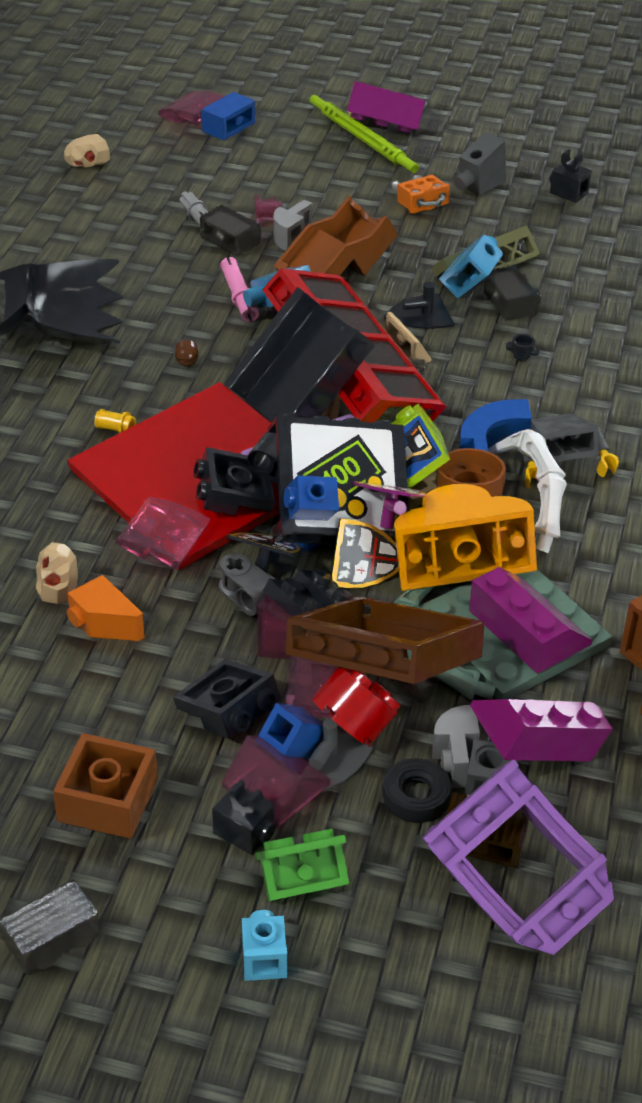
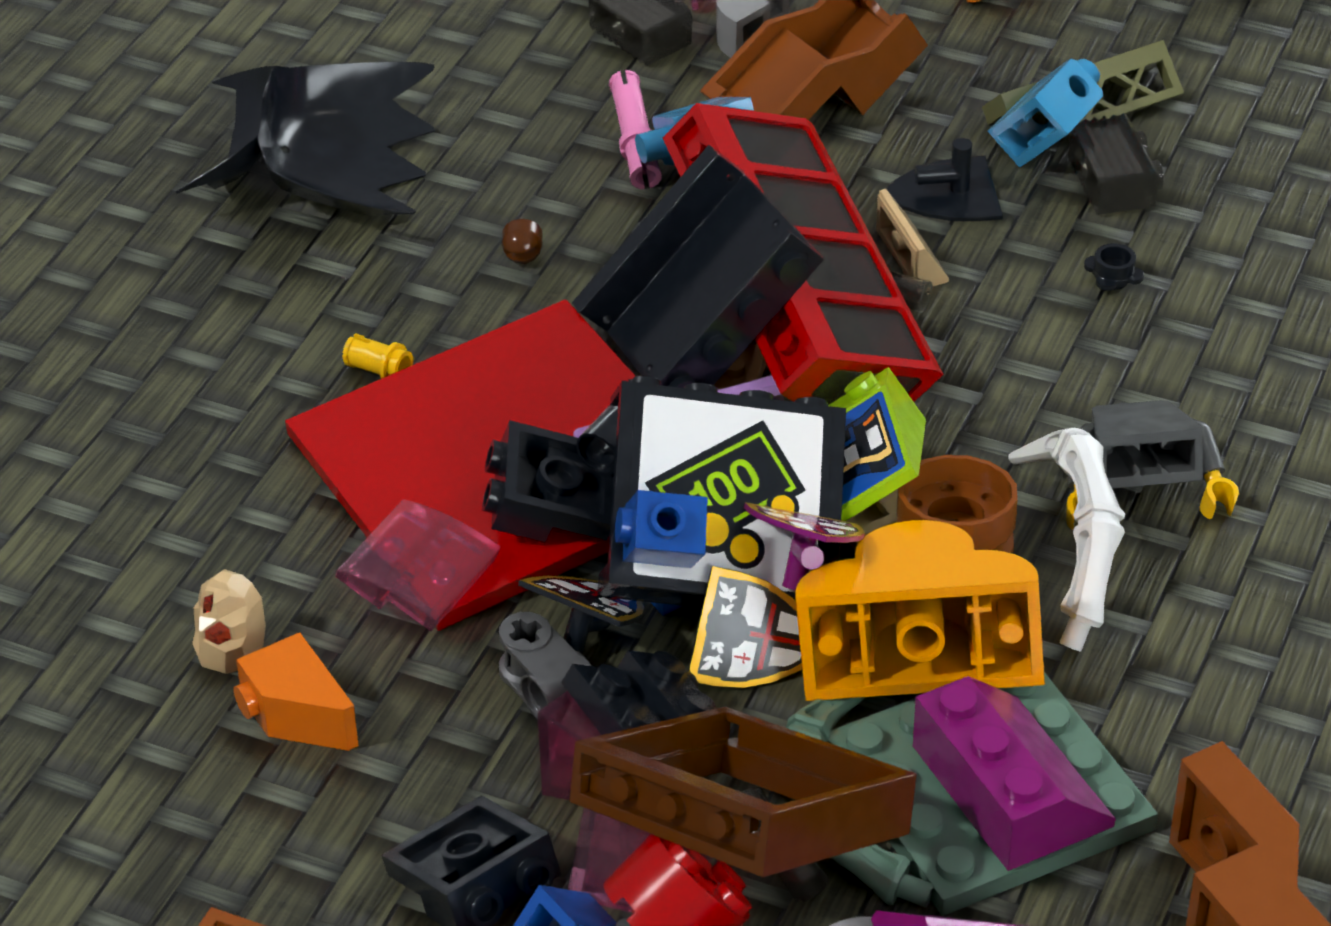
camera: 10 degrees right, 0 degrees up
(494, 423) = (1026, 410): blue arch -> none

